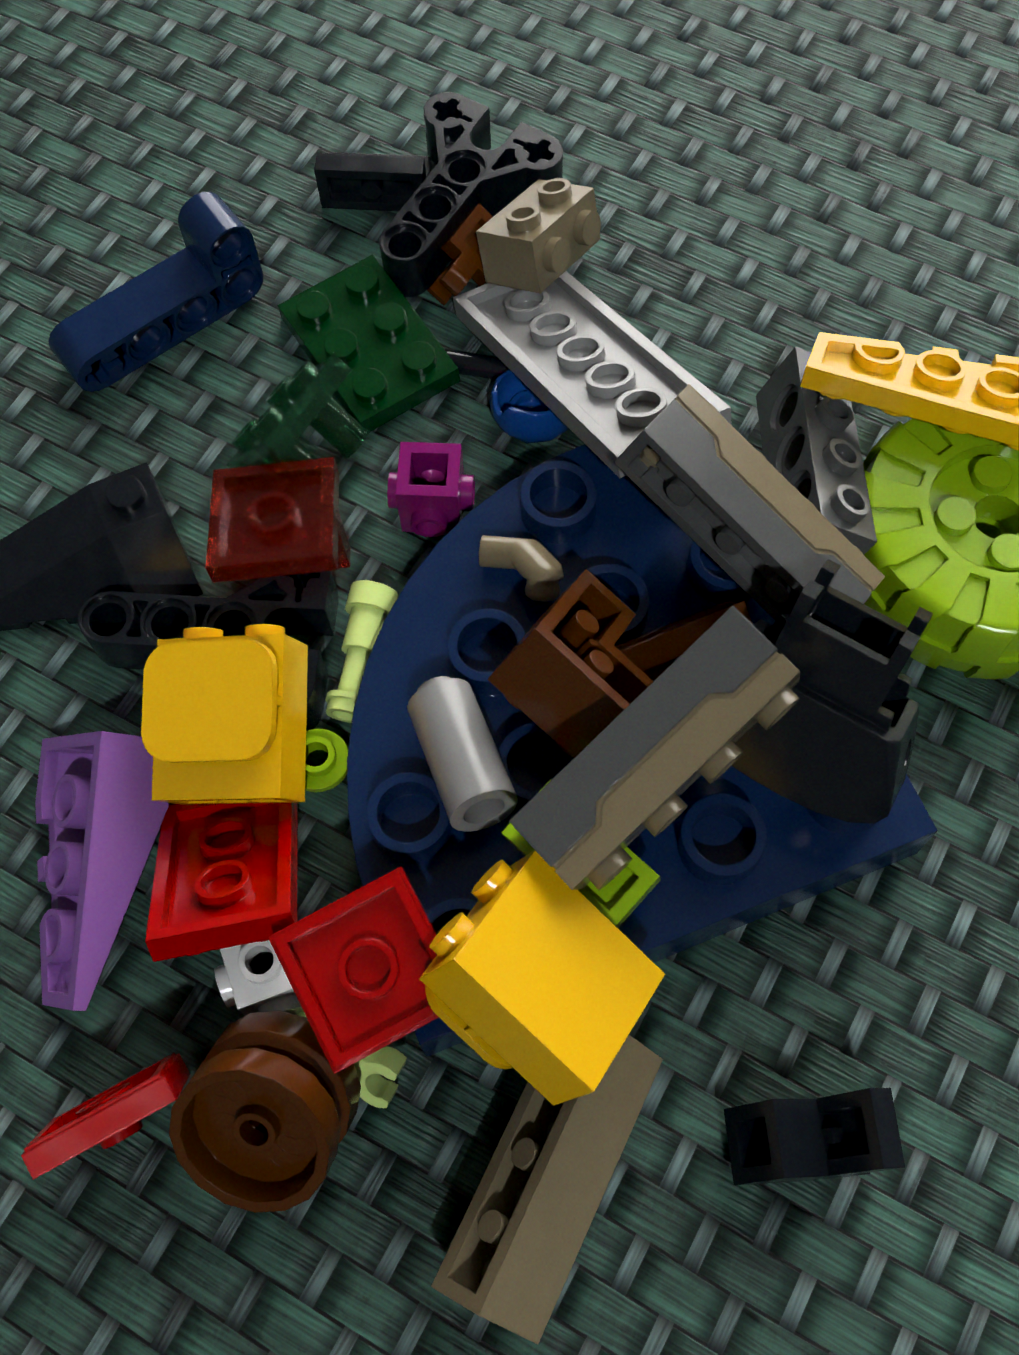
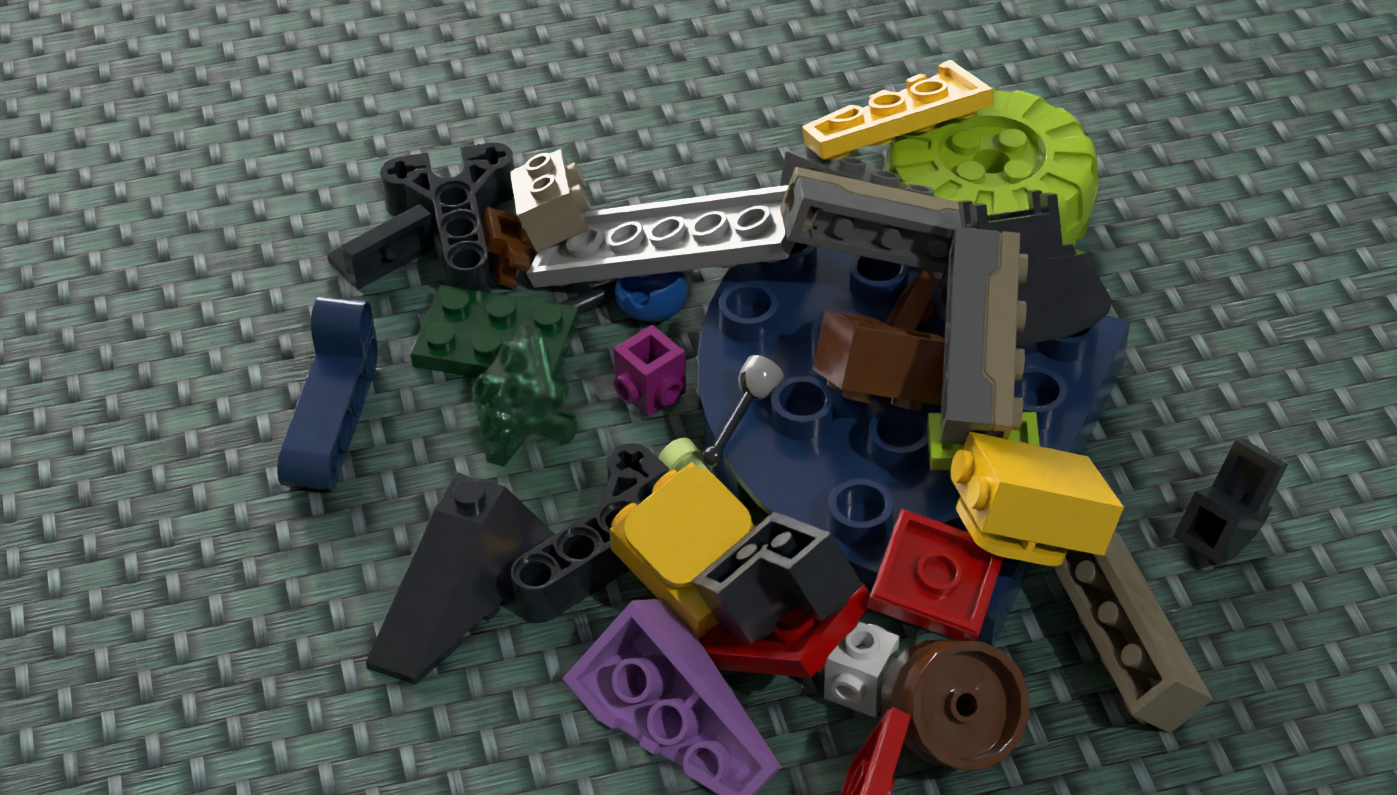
camera: 45 degrees left, 20 degrees down
(224, 831) = (774, 571): none -> black brick
(276, 521) = (582, 446): clear red bracket -> none
(461, 754) = (857, 450): light grey brick -> none
(469, 590) = (756, 381): none -> hinge
(529, 559) = (769, 345): dark tan arm -> none

